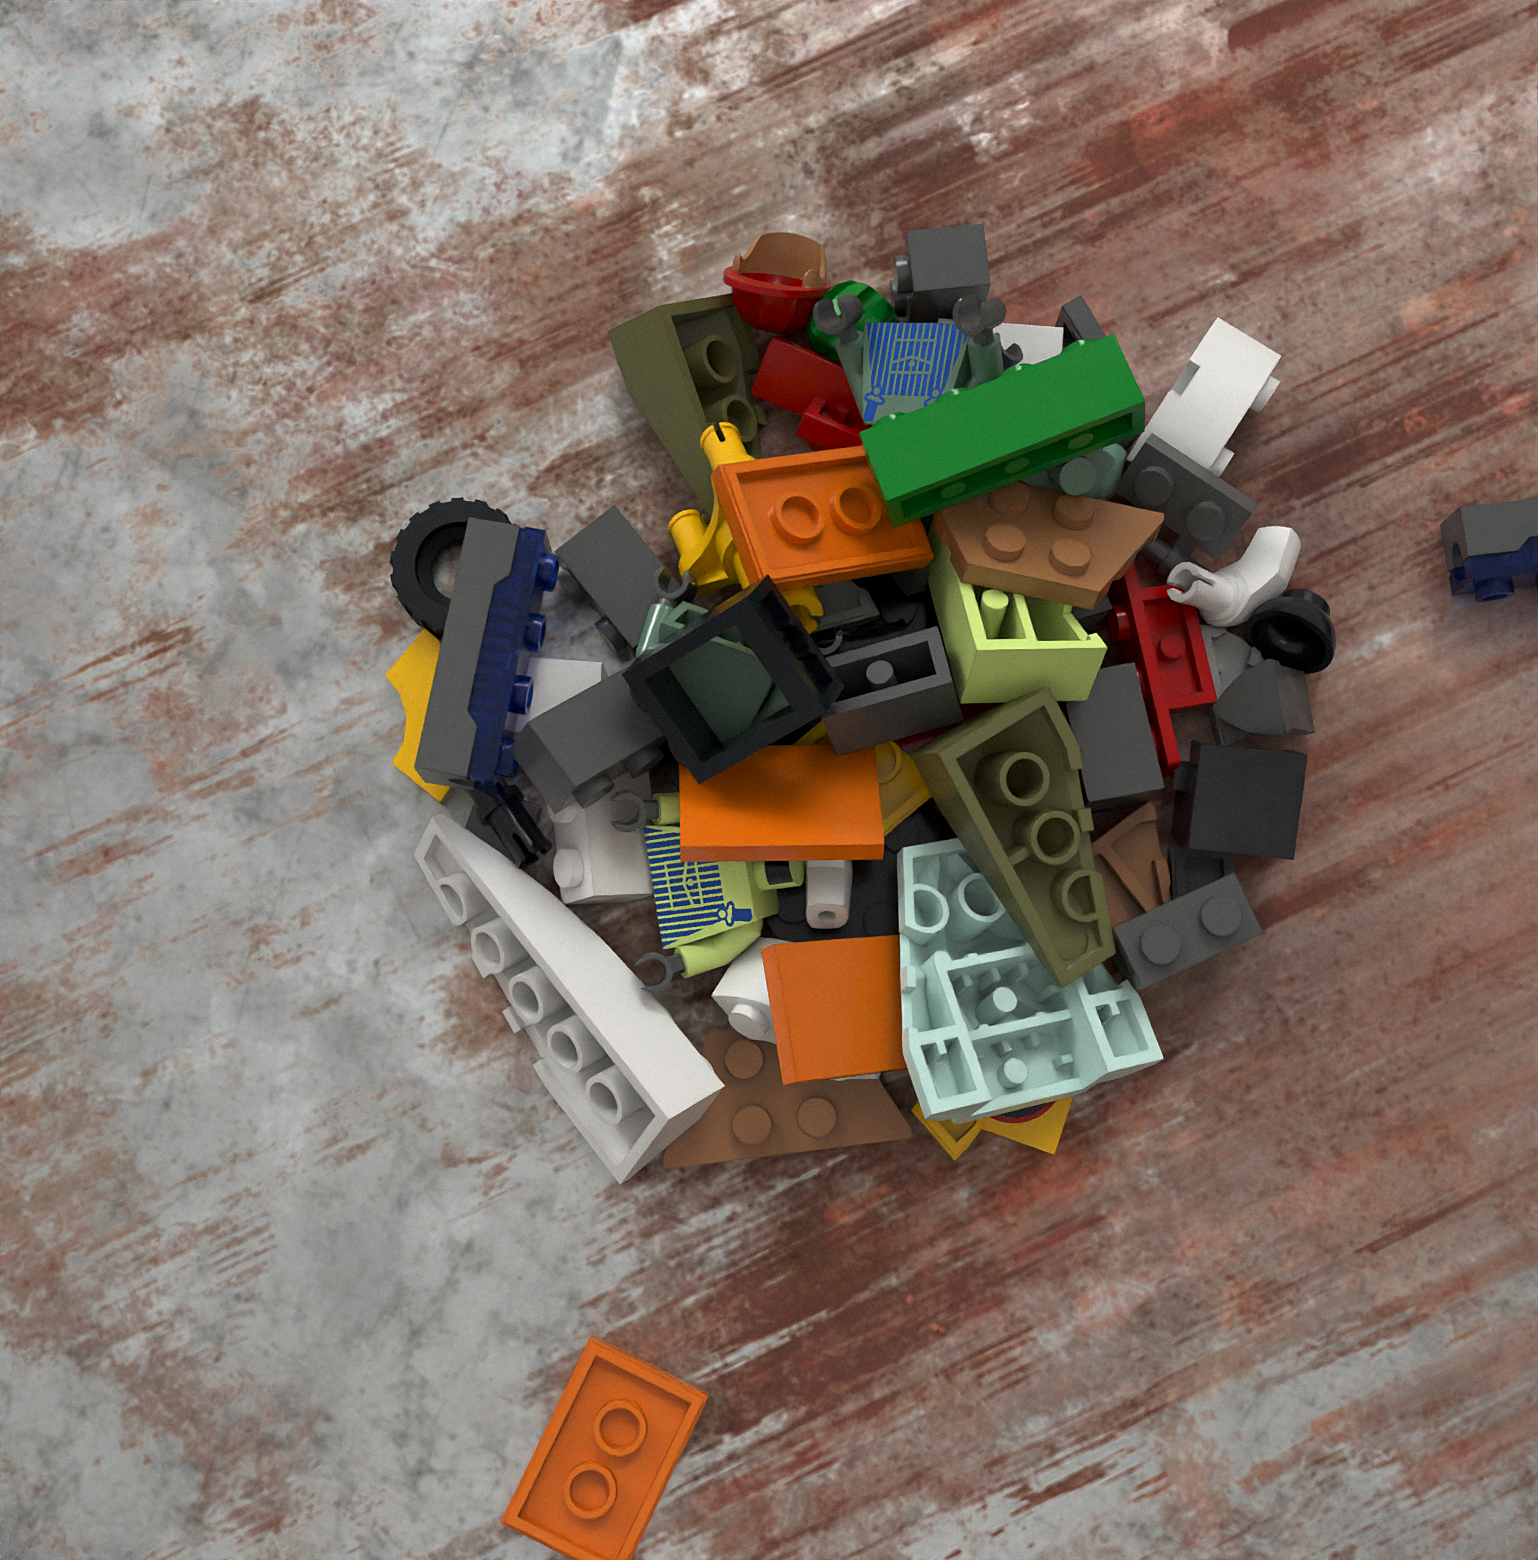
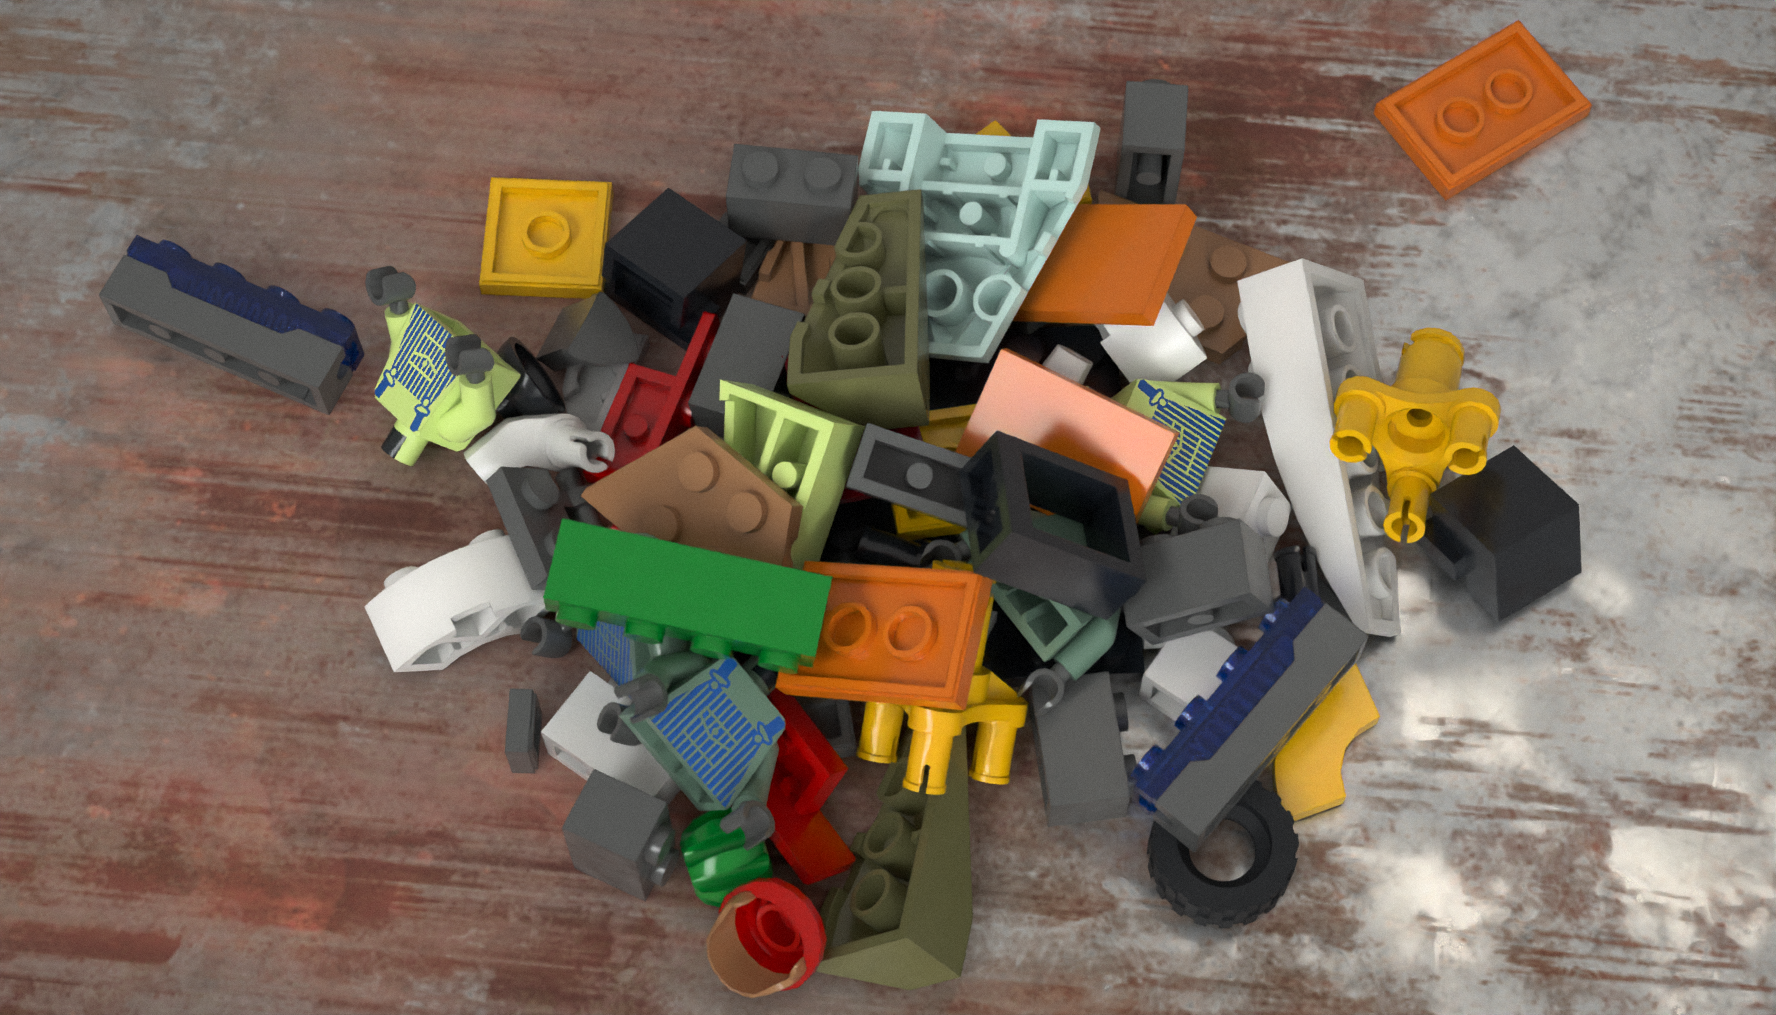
camera: 150 degrees left, 15 degrees down
(364, 990) = (1505, 532): none -> black plate
(485, 1035) = (1416, 426): none -> yellow wheel
(890, 1196) = (1151, 141): none -> dark grey brick
(1372, 581) = (437, 373): none -> torso
(1378, 794) = (545, 237): none -> yellow tile

